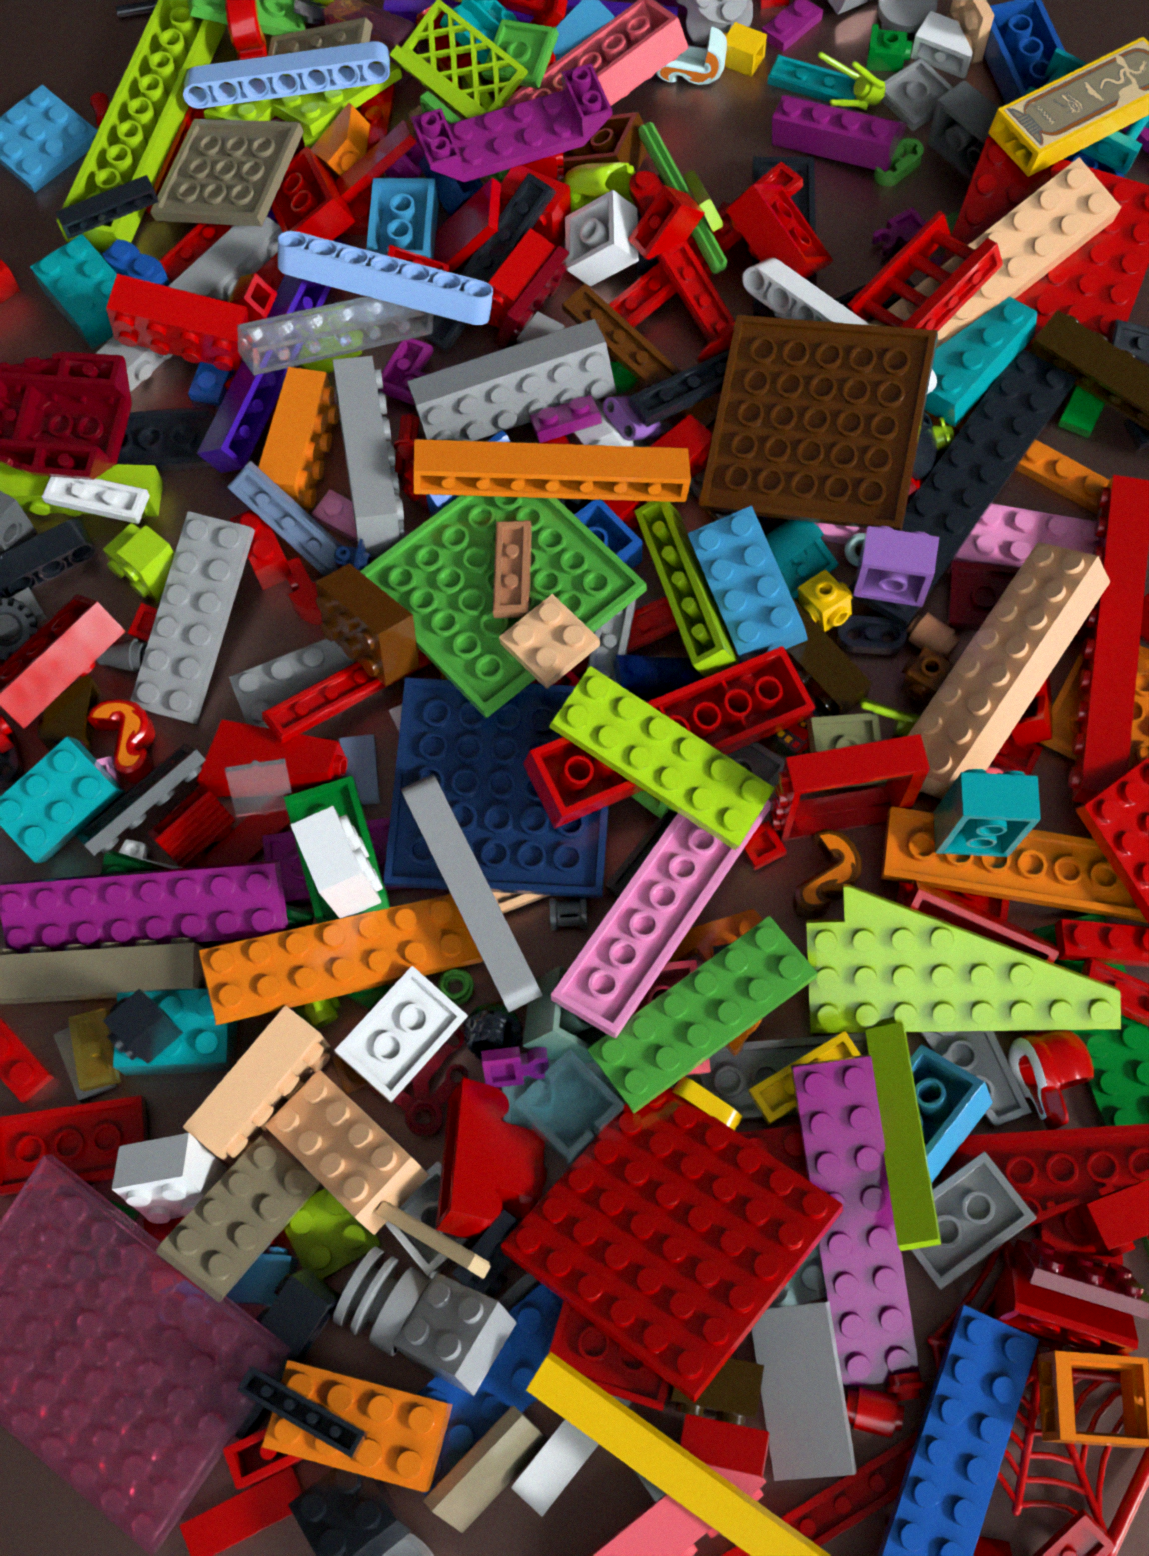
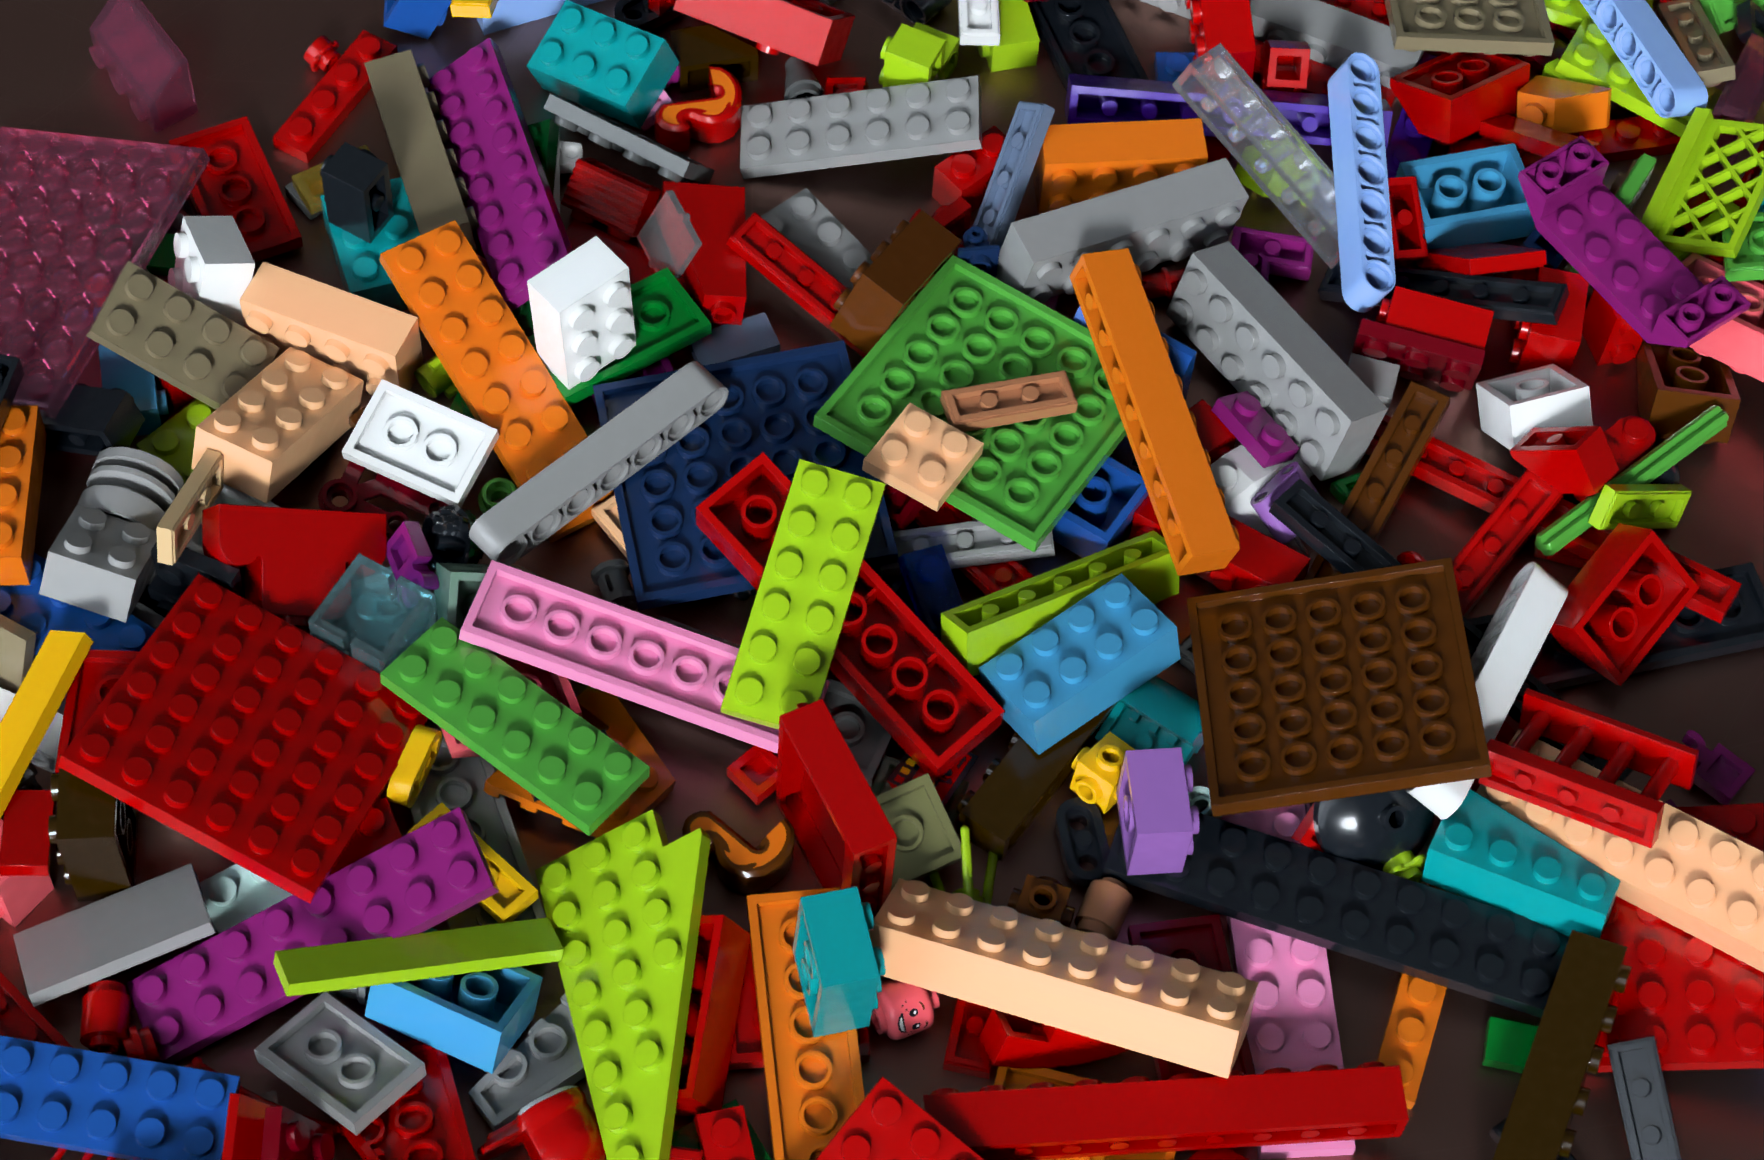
camera: 65 degrees right, 10 degrees down
(596, 179) = (1614, 385): lime hair -> none

